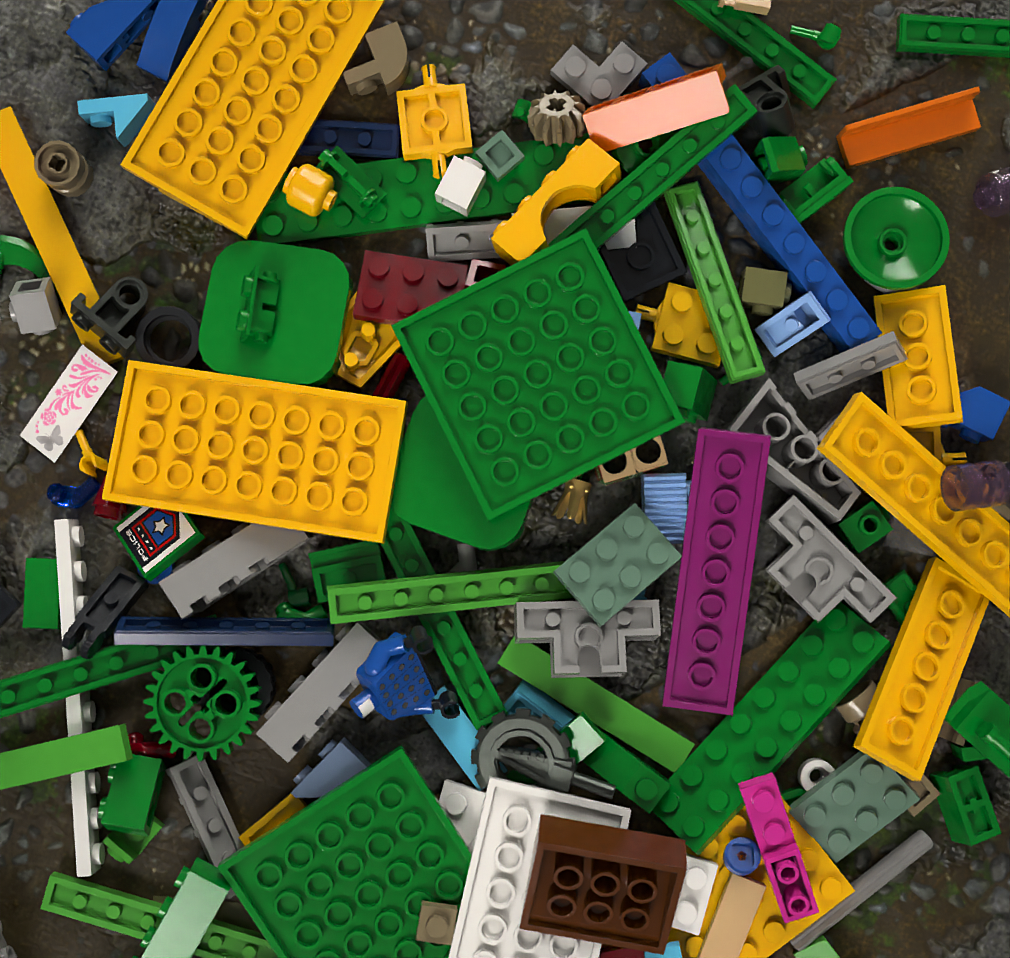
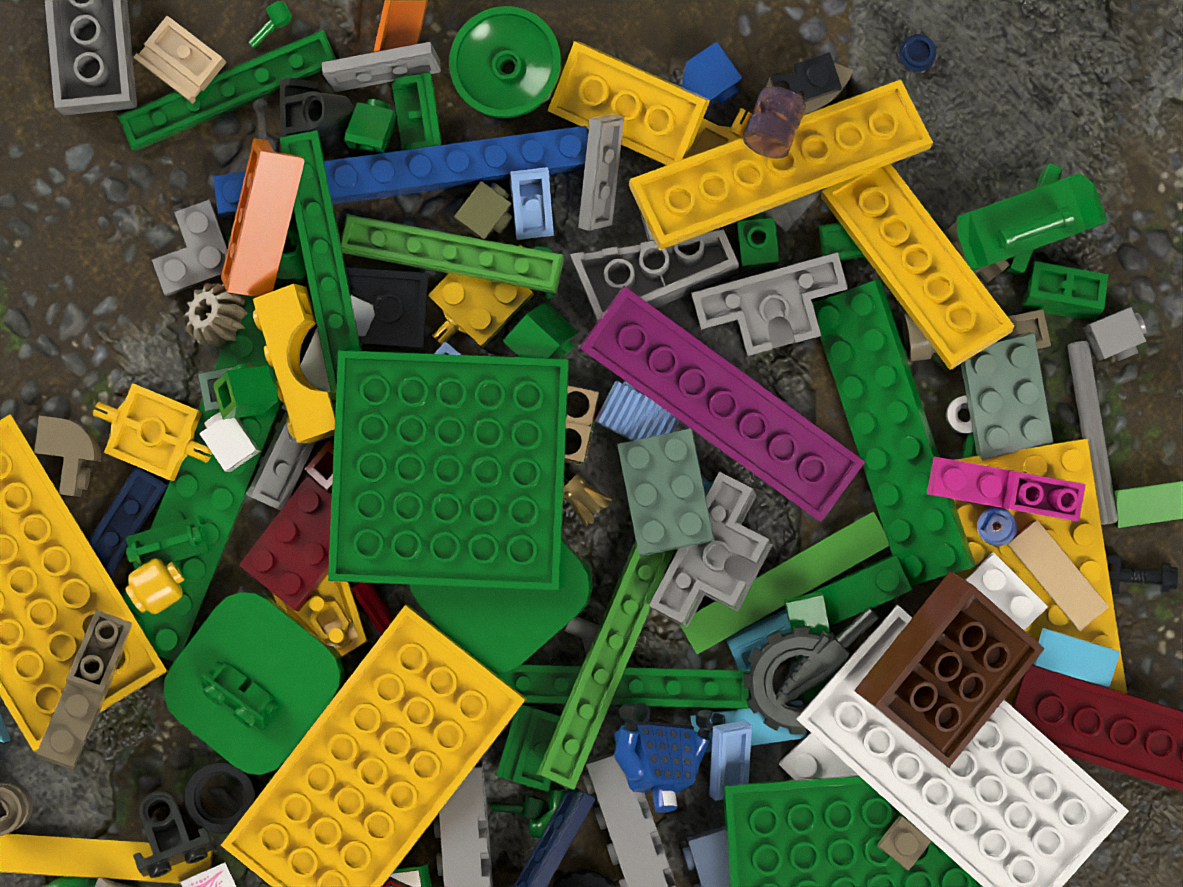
camera: 60 degrees left, 0 degrees up
(191, 178) = (85, 690): none -> dark tan slope
(428, 737) = (730, 756): none -> light blue tile
(509, 173) = (245, 391): none -> green brick
(521, 110) = (187, 343): green hand -> none
(834, 139) = (380, 66): none -> light grey tile
(953, 866) = (1116, 335): none -> light grey brick

